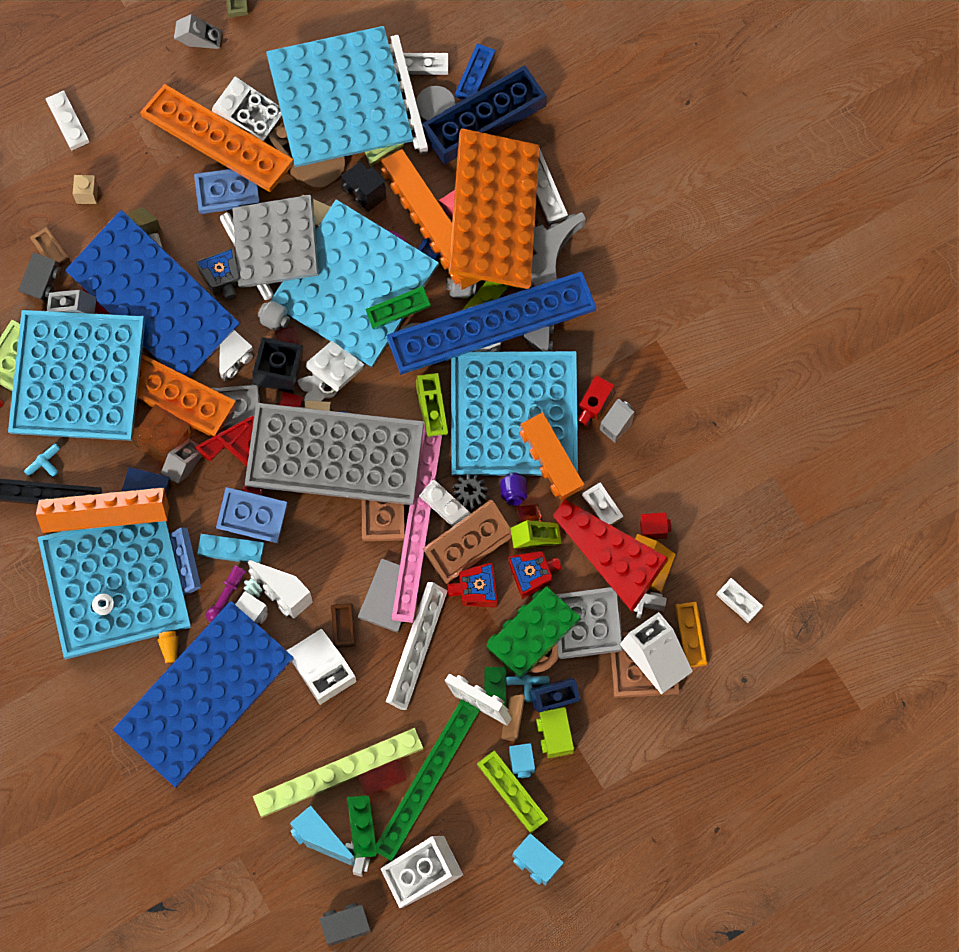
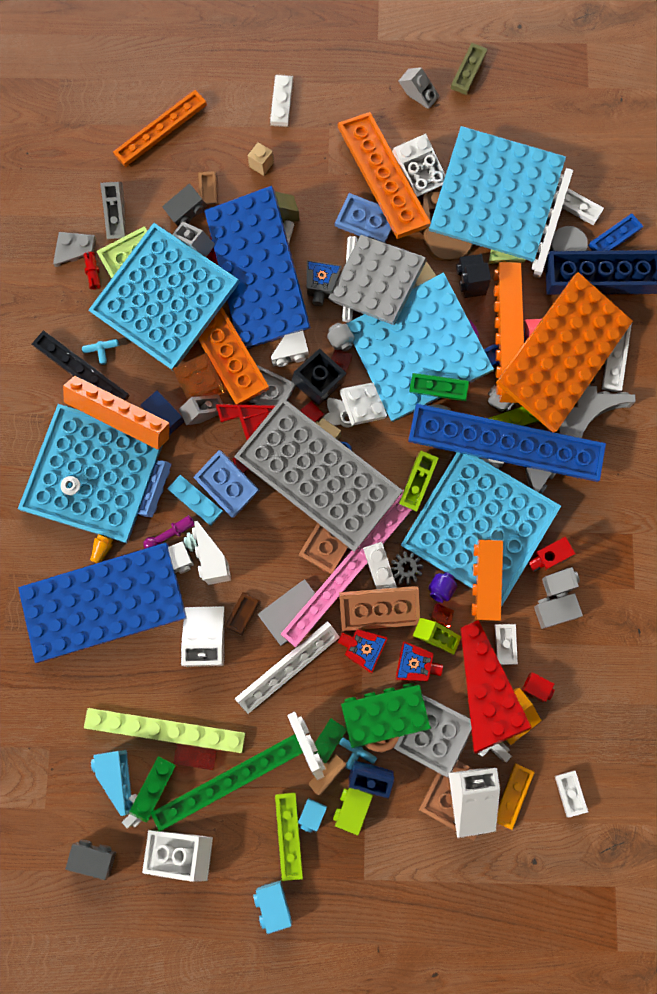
camera: 35 degrees right, 5 degrees up
(630, 447) = (557, 610): none -> light grey brick

